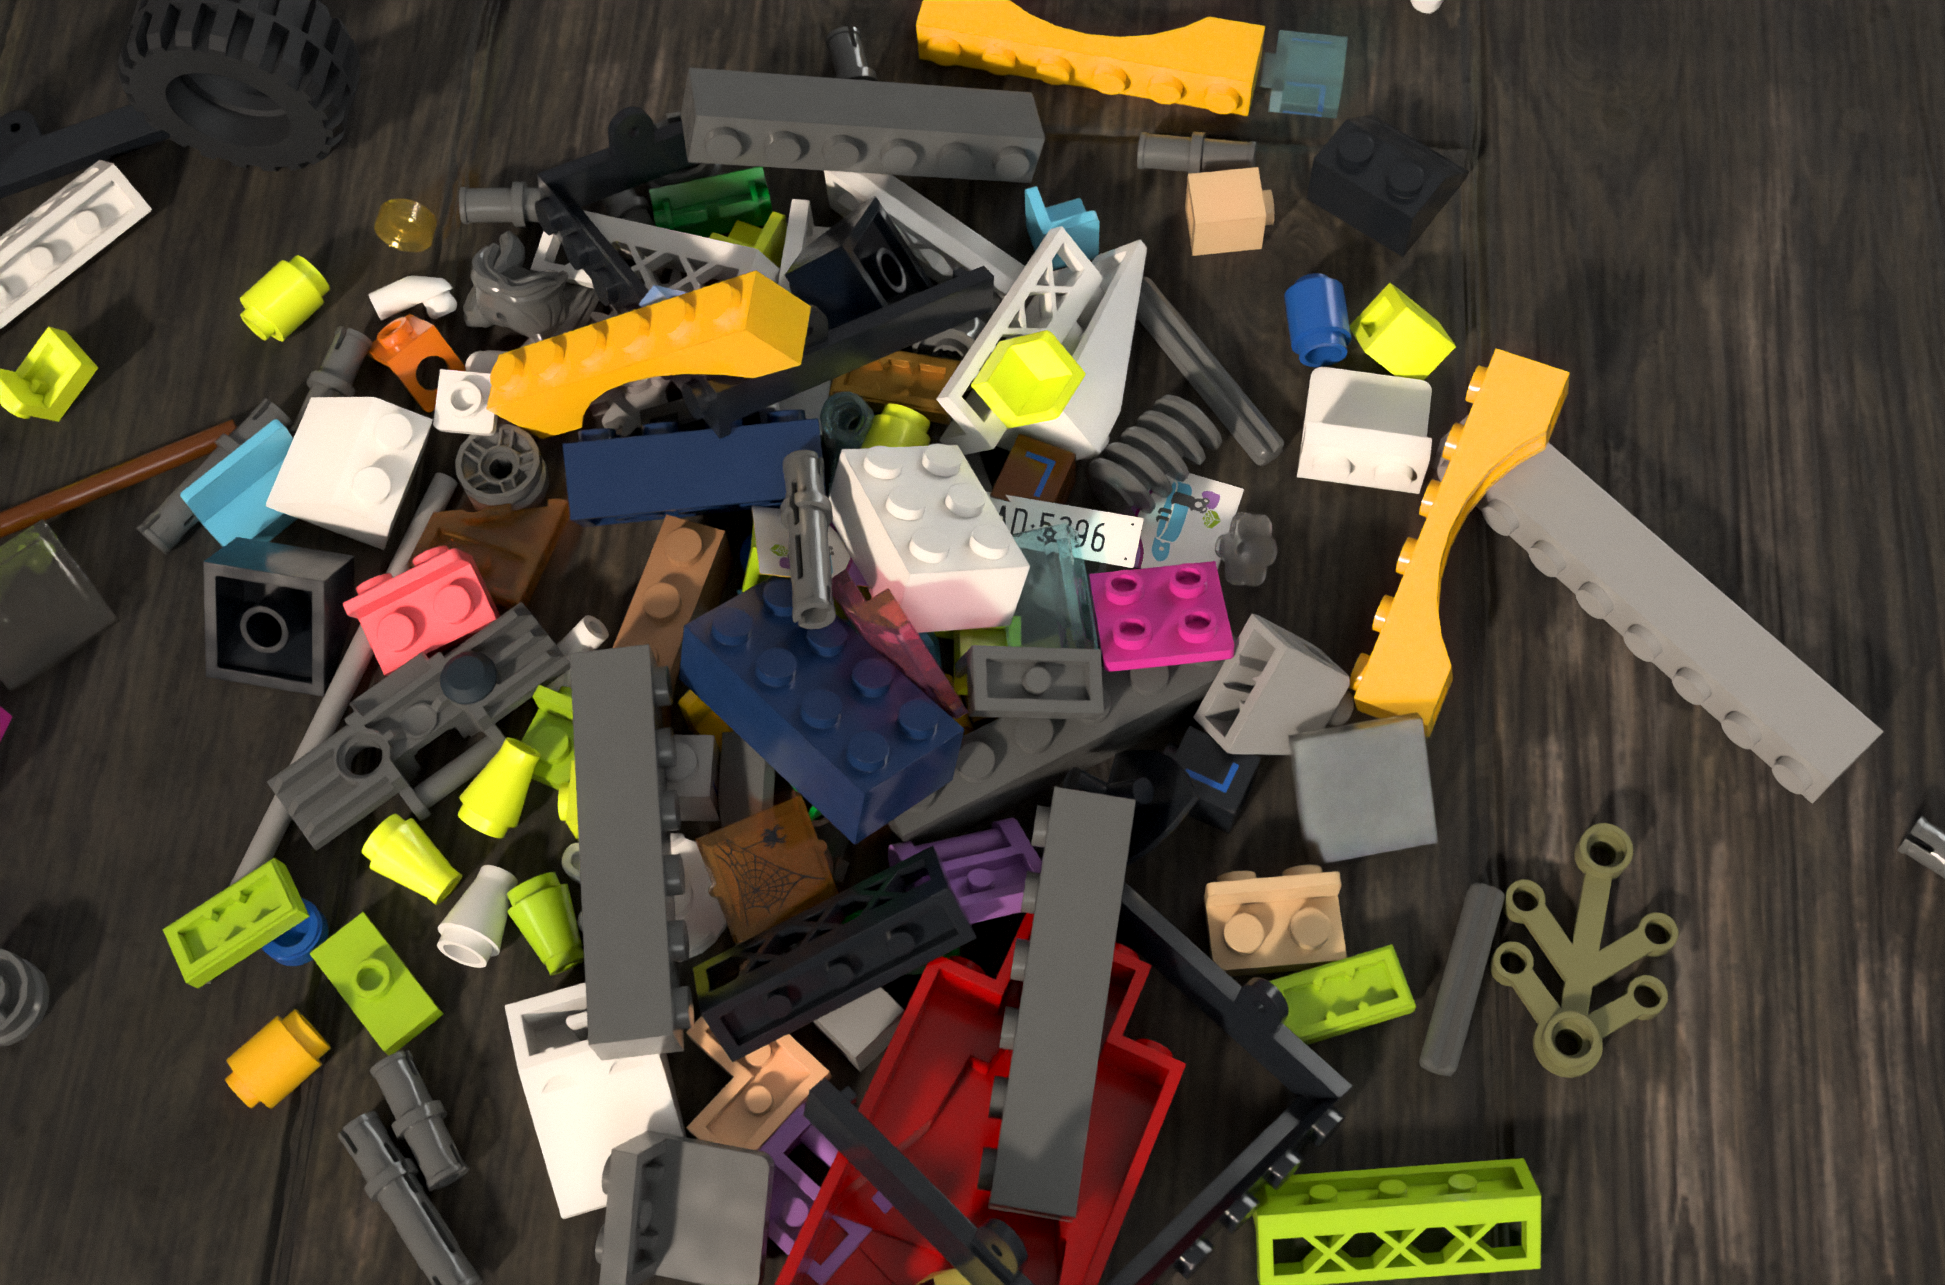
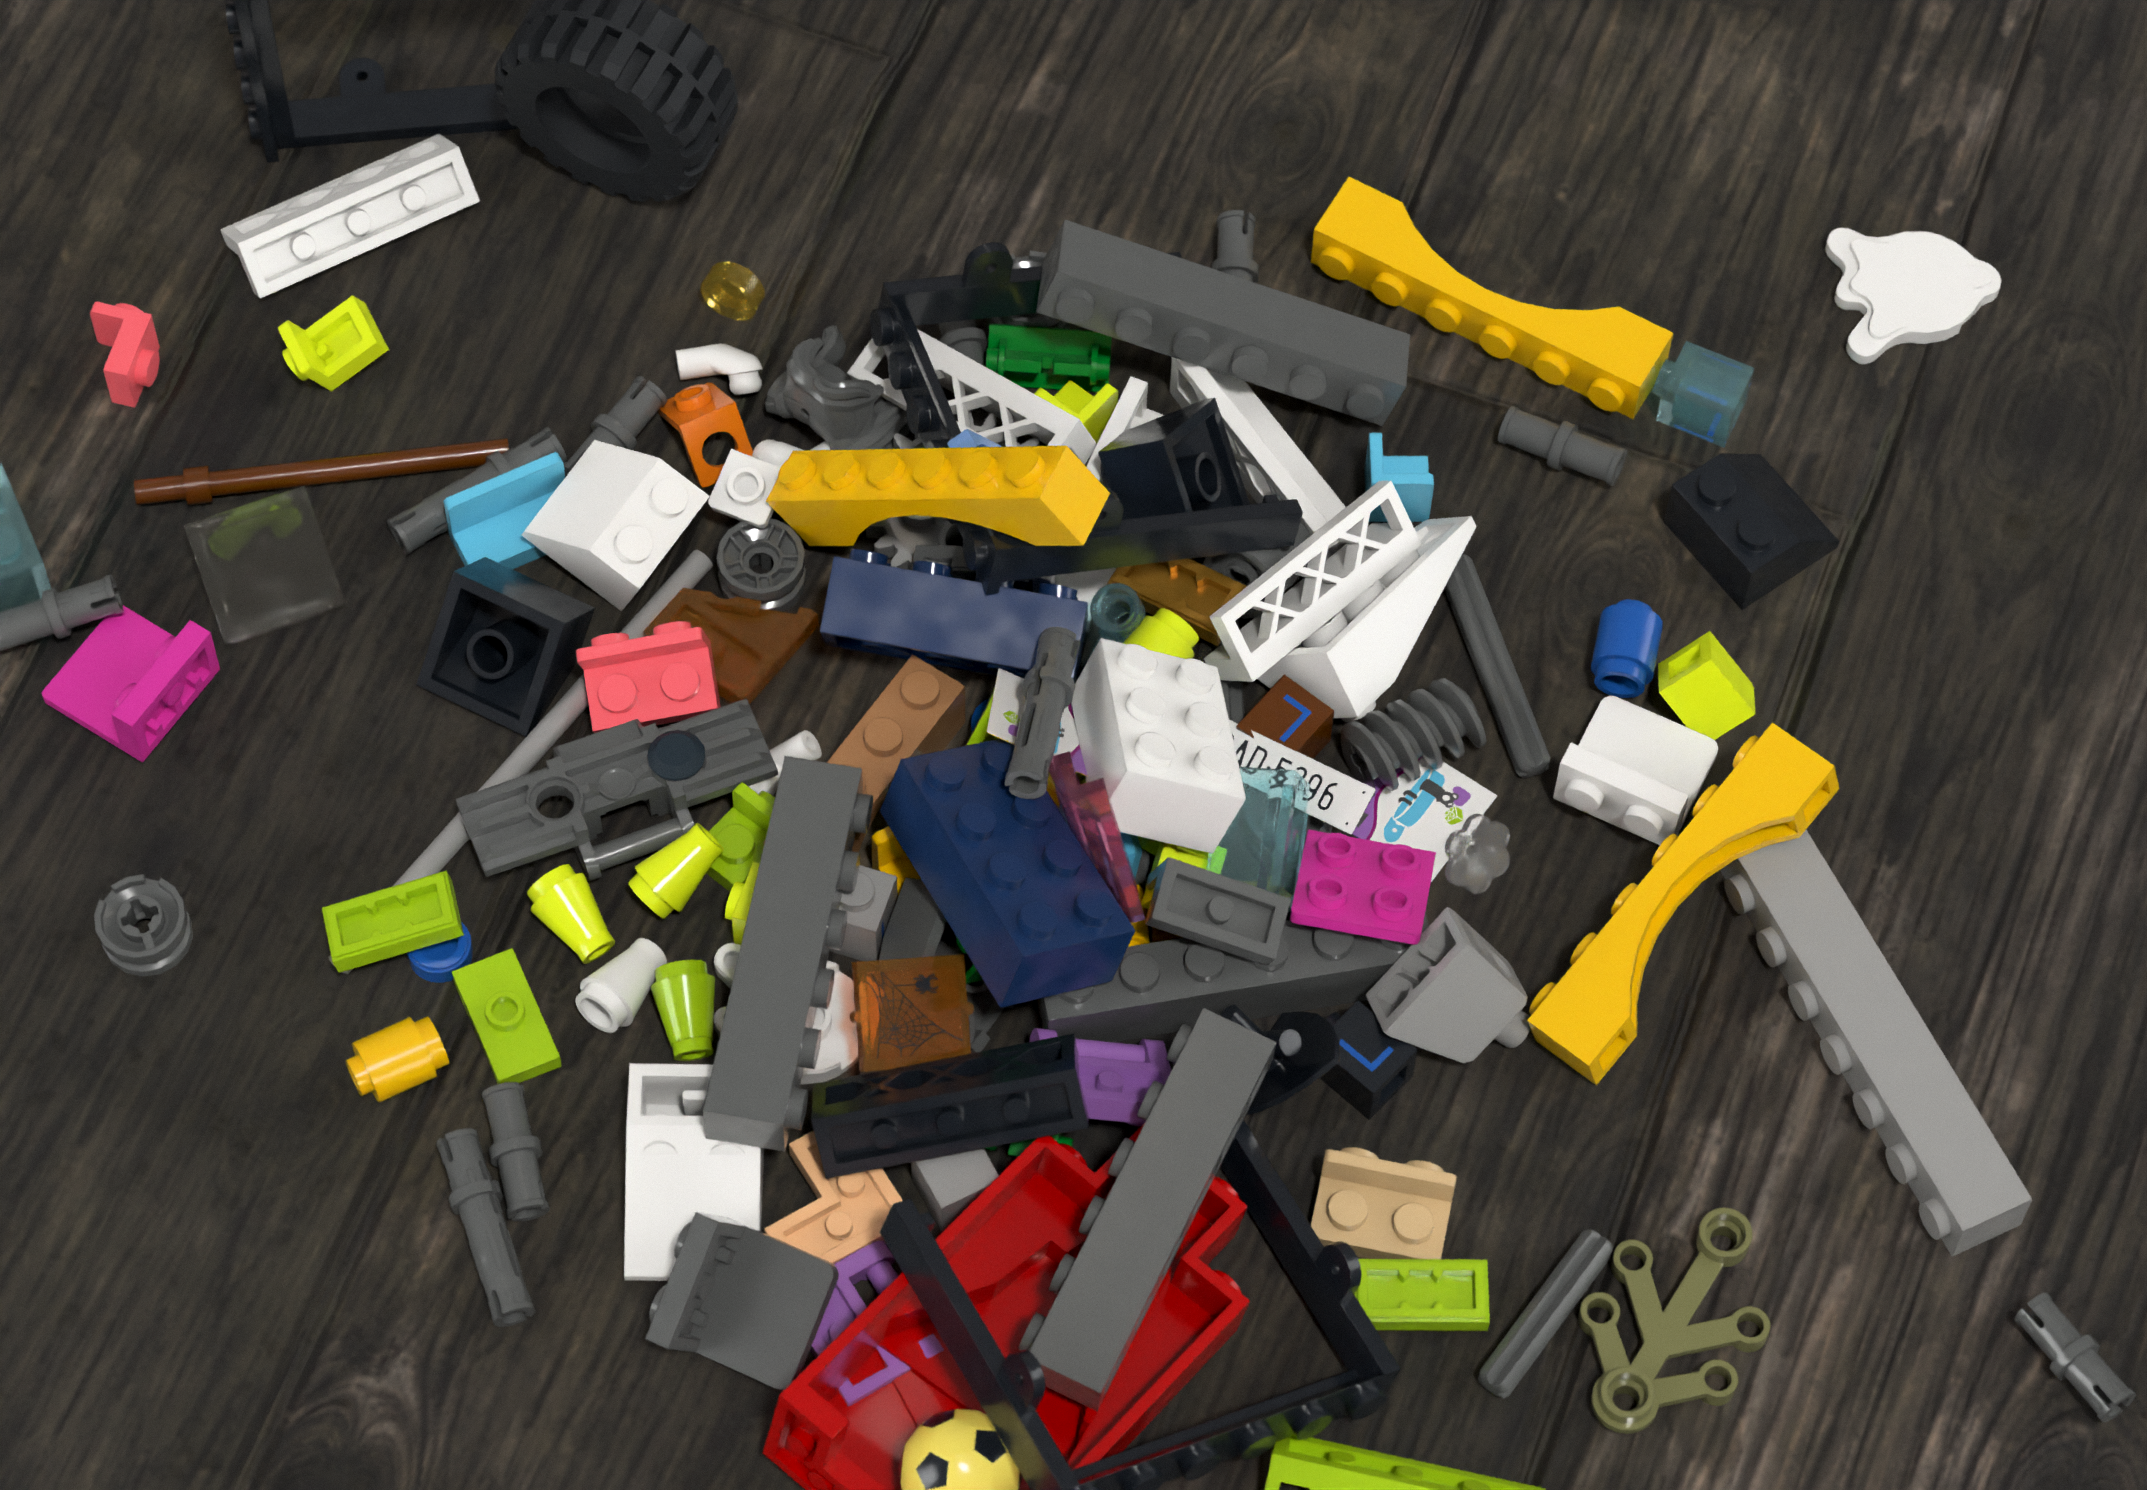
camera: 10 degrees right, 5 degrees down
(283, 298) = (590, 331): neon yellow brick -> none
(499, 204) = (836, 297): dark grey pin -> none
(1028, 379) = (1306, 623): neon yellow panel -> none
(1227, 211) = (1573, 512): tan brick -> none
(1363, 788) = (1508, 1108): clear smoke tile -> none

